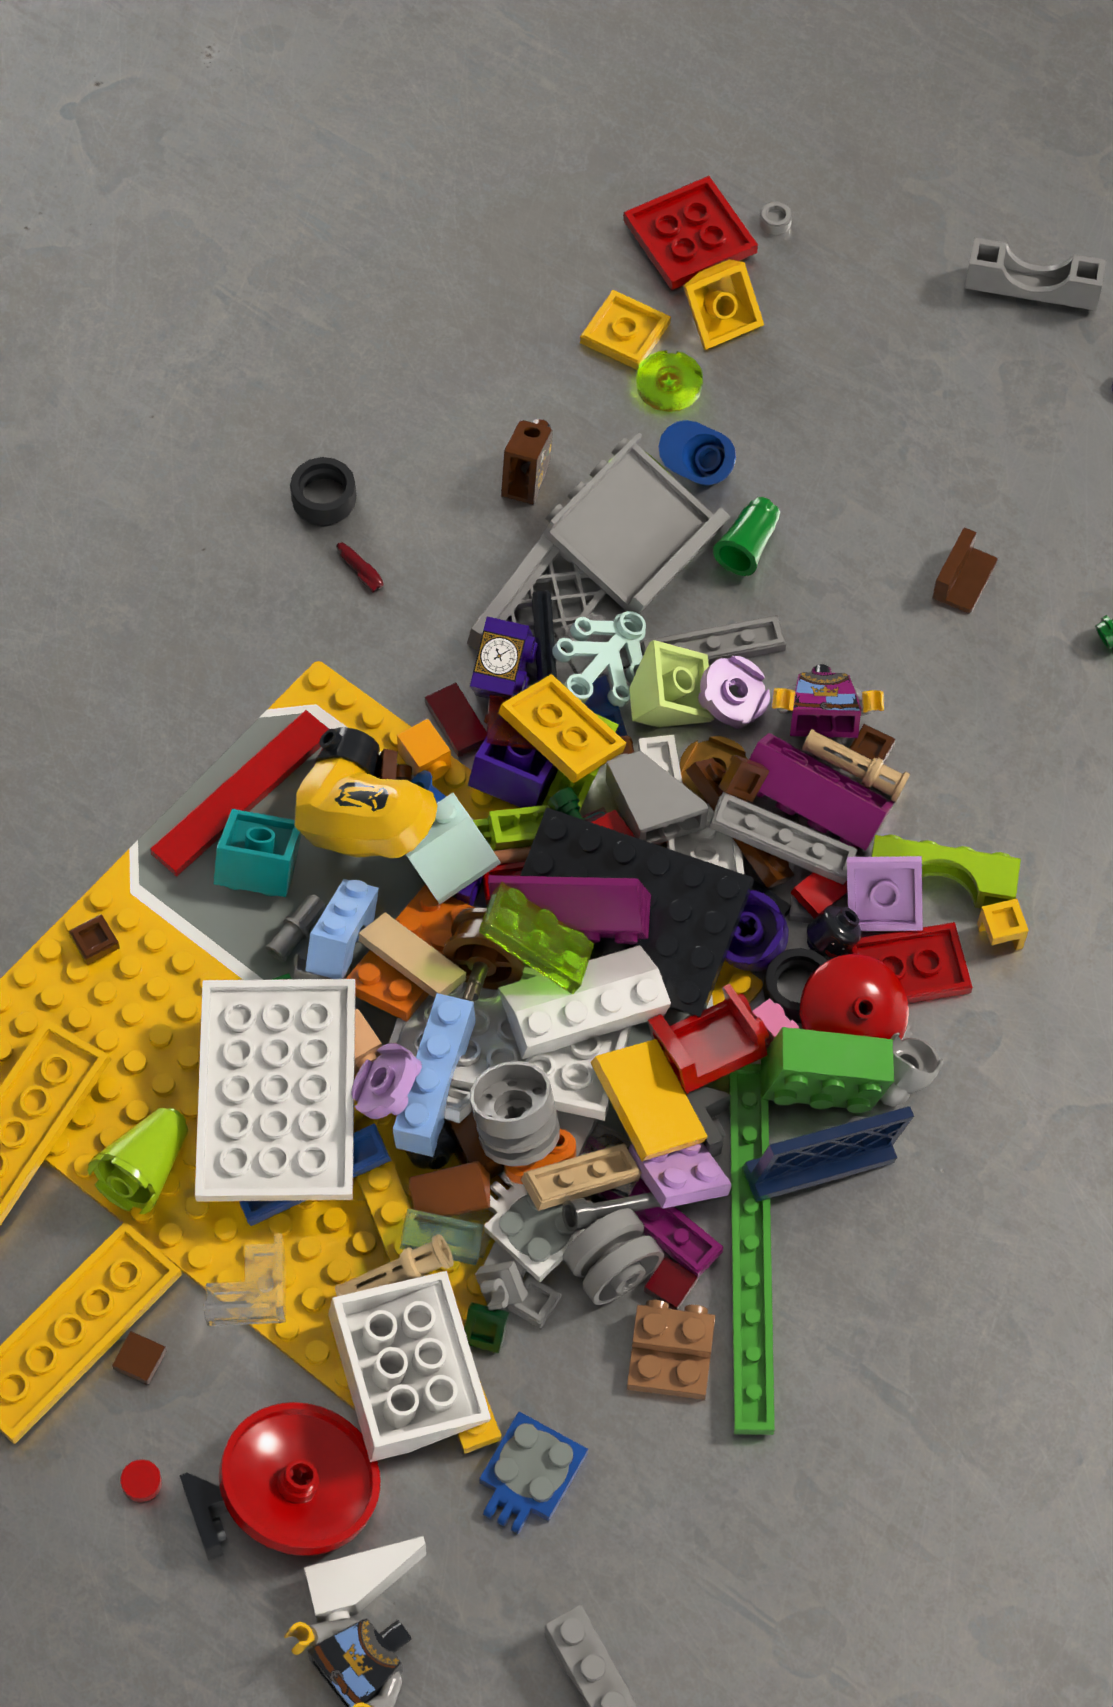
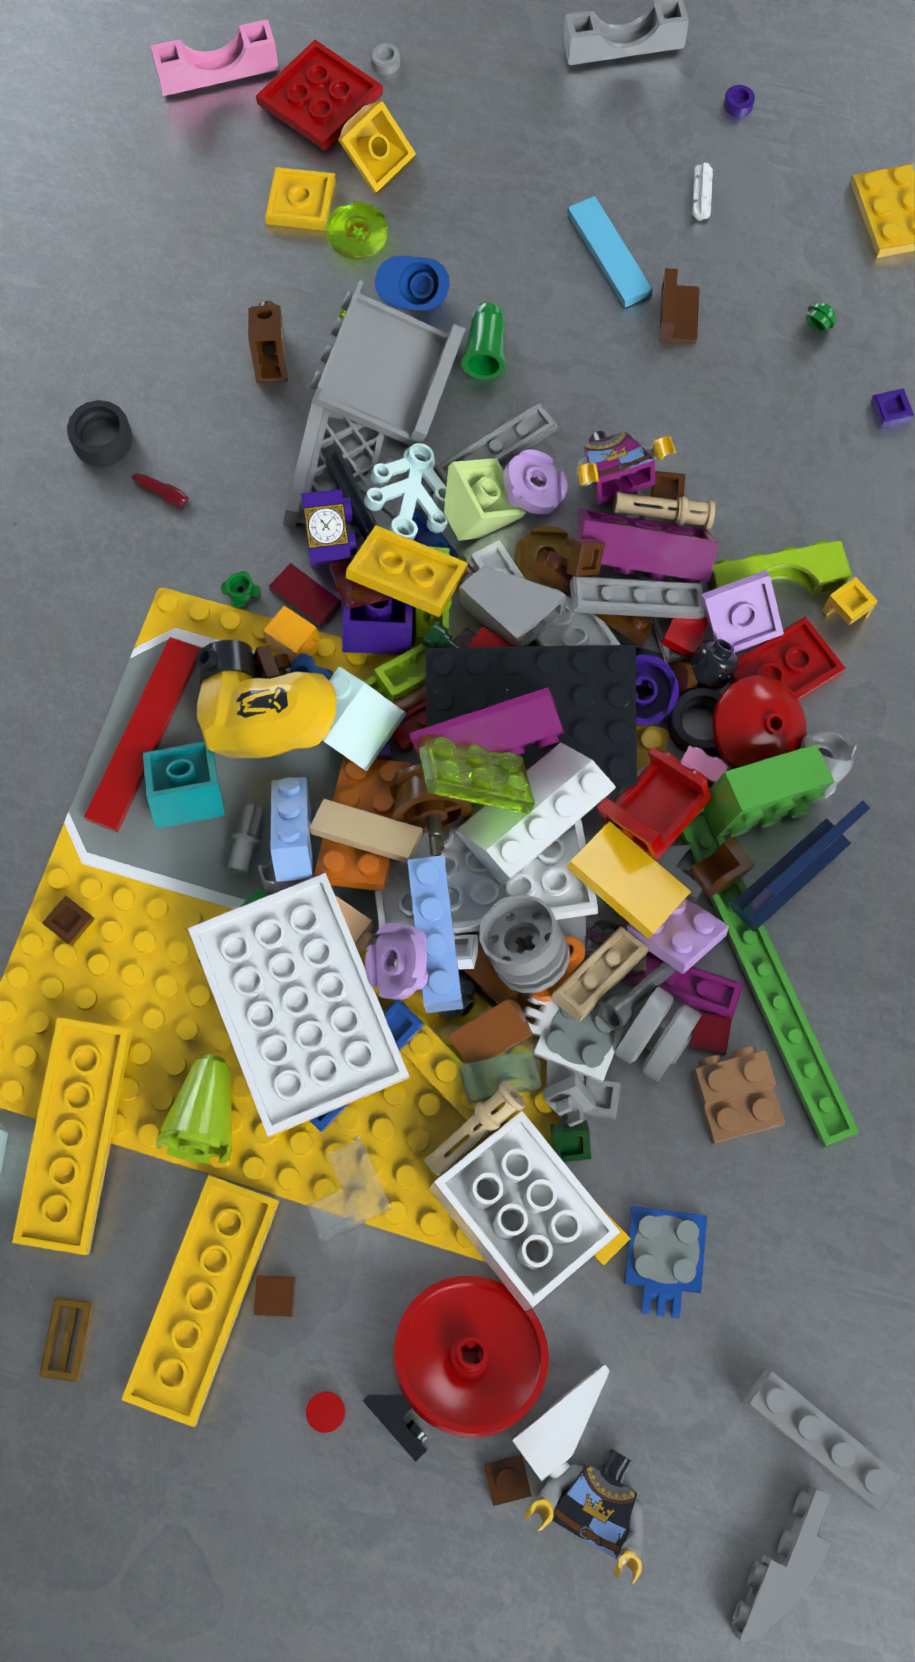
camera: 20 degrees left, 10 degrees up
(284, 1609) = (507, 1480): none -> reddish brown plate
(392, 682) = (236, 581): none -> green plate
(562, 161) = (247, 54): none -> bright pink arch
(749, 1129) = (722, 868): none -> reddish brown panel
(798, 933) = (685, 676): none -> reddish brown tile
(920, 491) = (609, 251): none -> medium azure tile
(1045, 463) = (702, 191): none -> white axle

